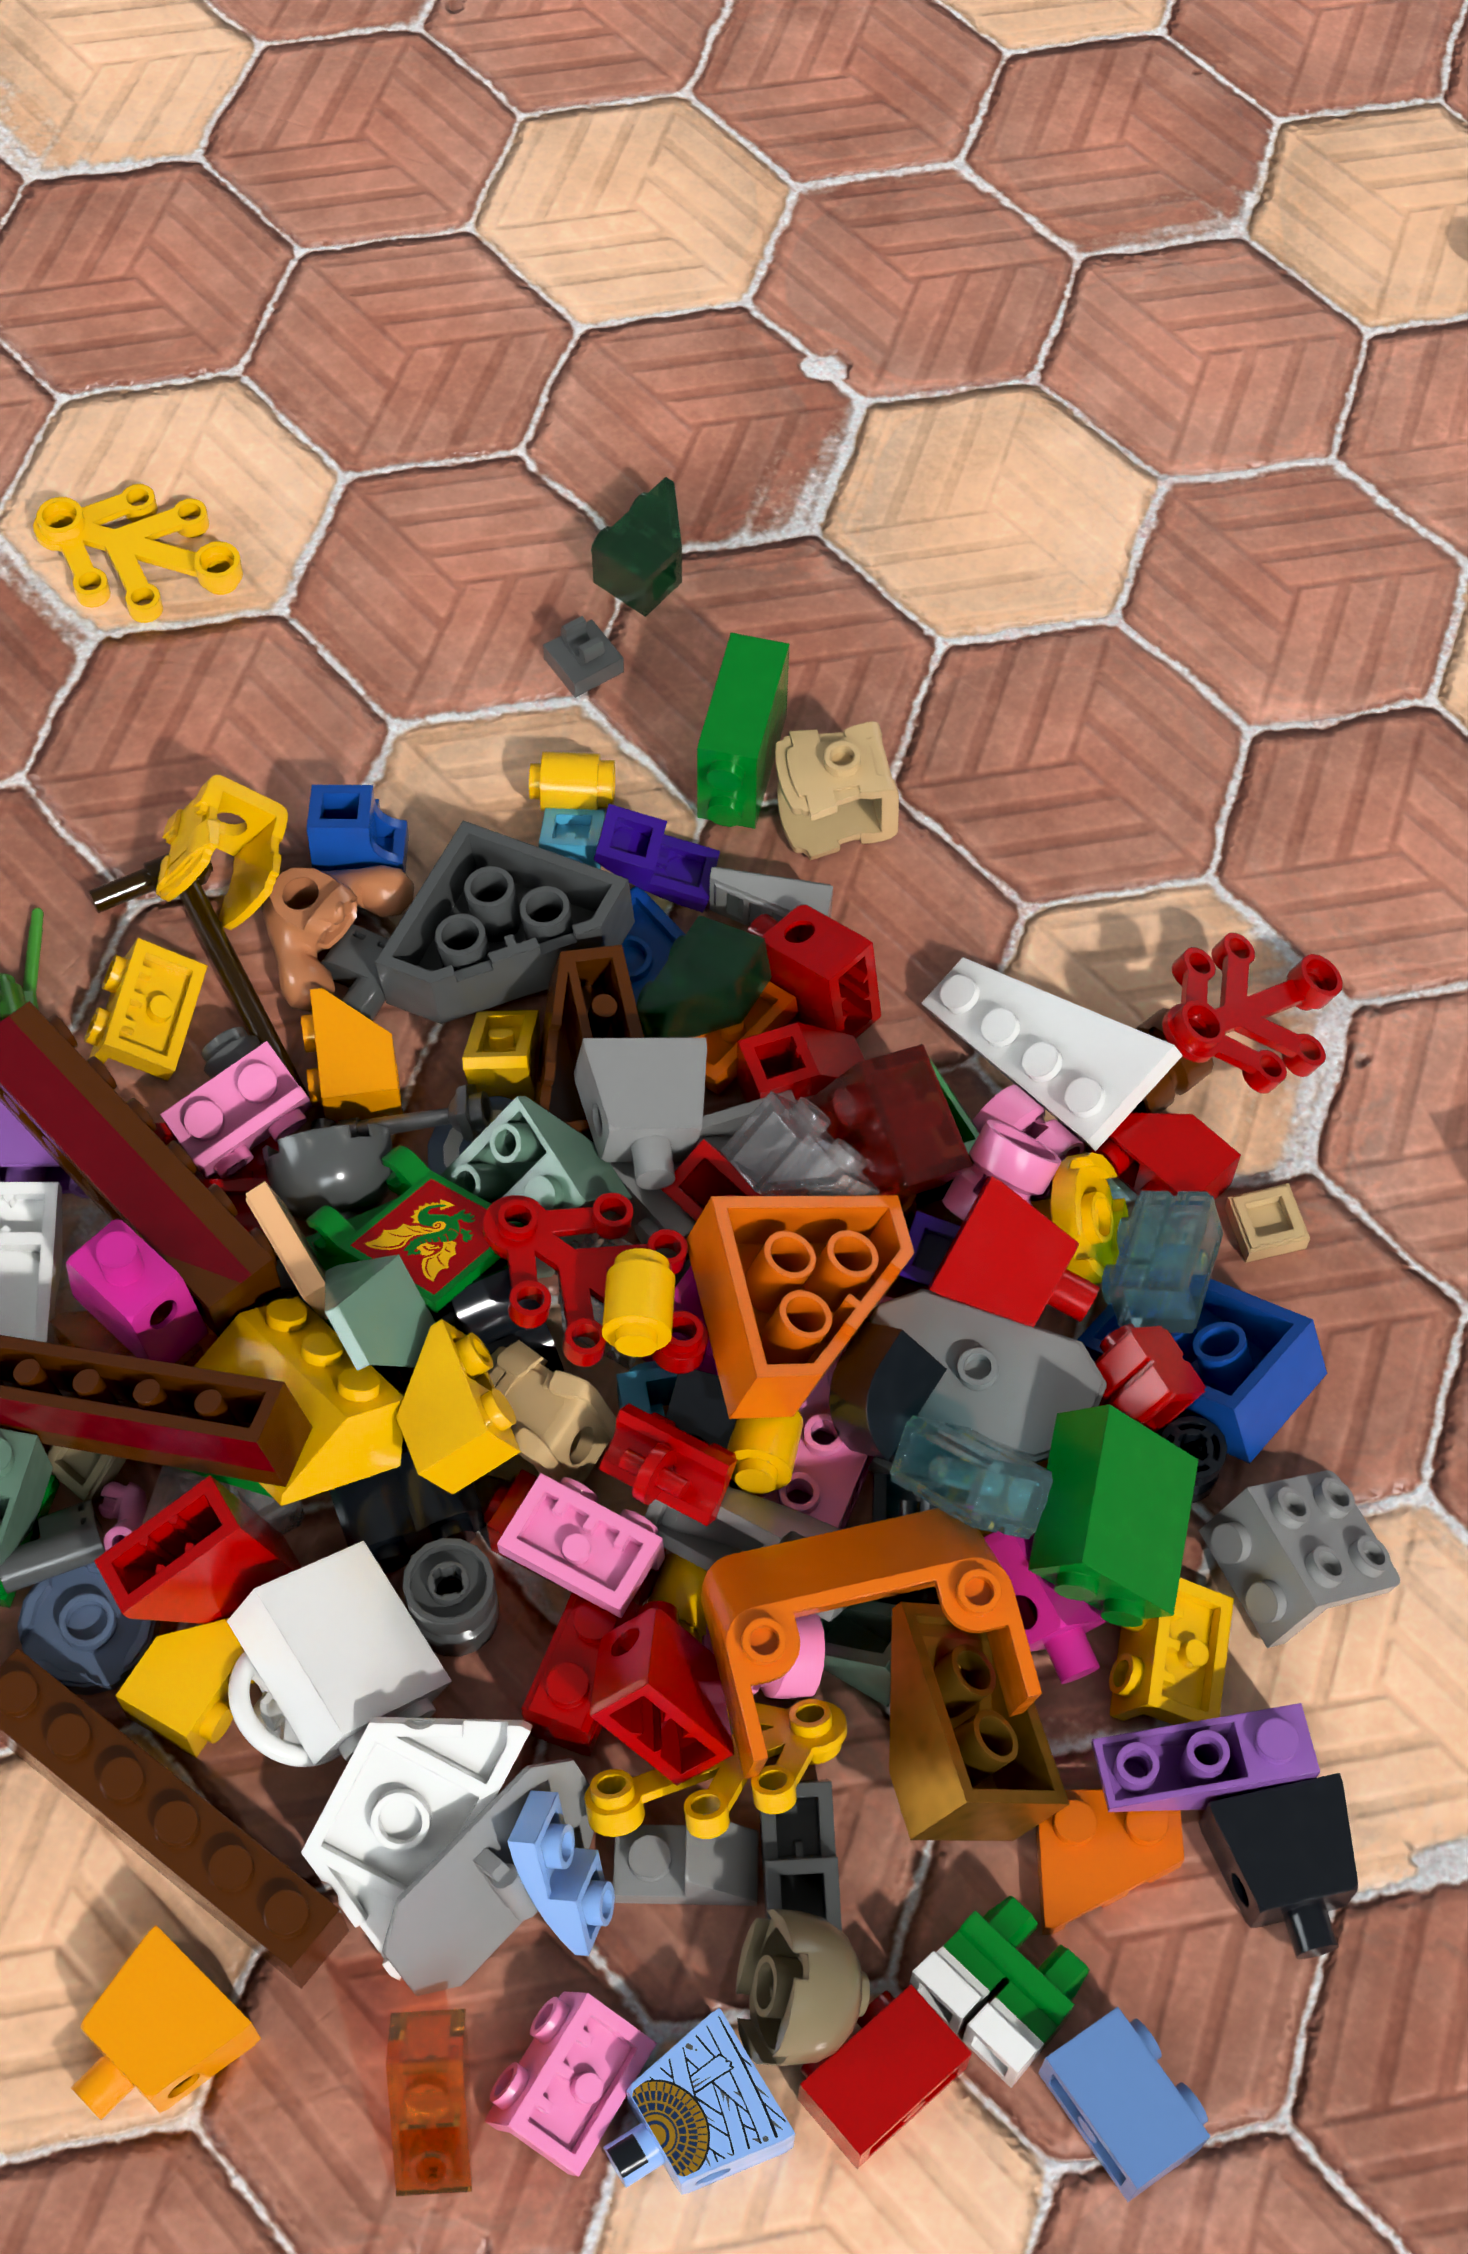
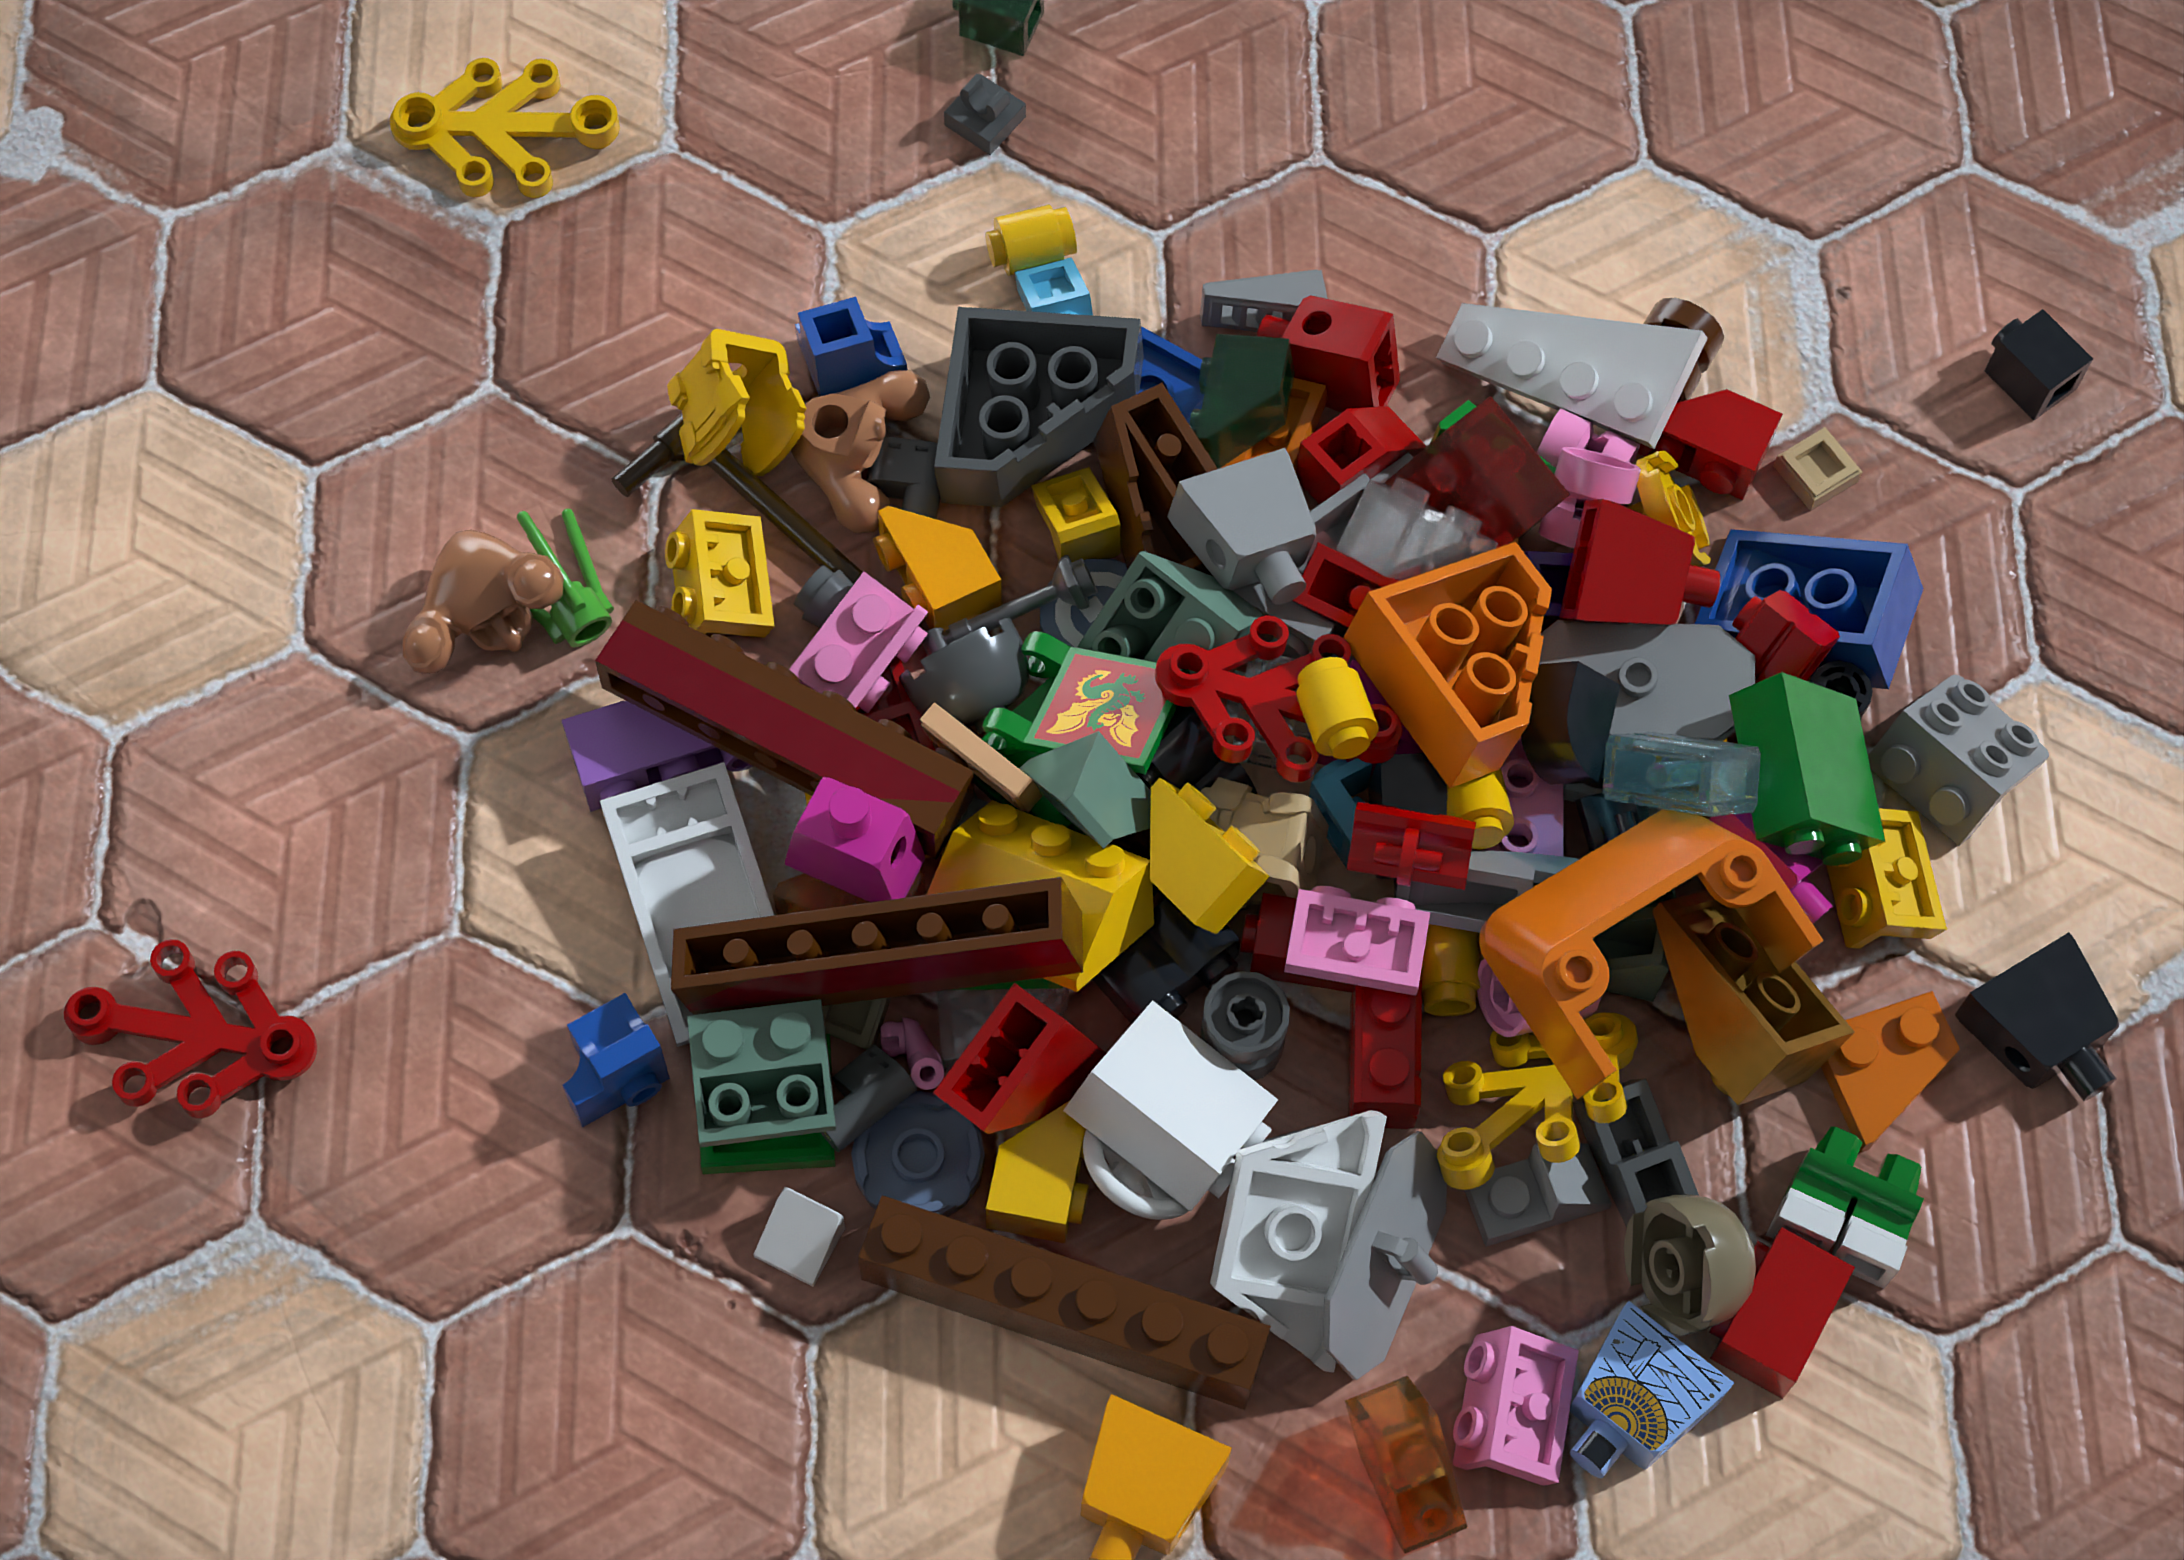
camera: 20 degrees left, 5 degrees up
(560, 1879) = (1448, 1233): light blue slope -> none
(662, 1694) = (1461, 1026): red torso -> none
(663, 865) = (1156, 294): dark purple slope -> none
(742, 731) = (1178, 144): green brick -> none
(835, 789) = (1283, 176): tan piece -> none
(1125, 2102) = (1992, 1267): medium blue brick -> none
(1164, 1260) = (1751, 530): clear light blue brick -> none
(1201, 1029) = (1714, 306): red plant -> none
(1205, 1760) = (1955, 957): medium lavender slope -> none

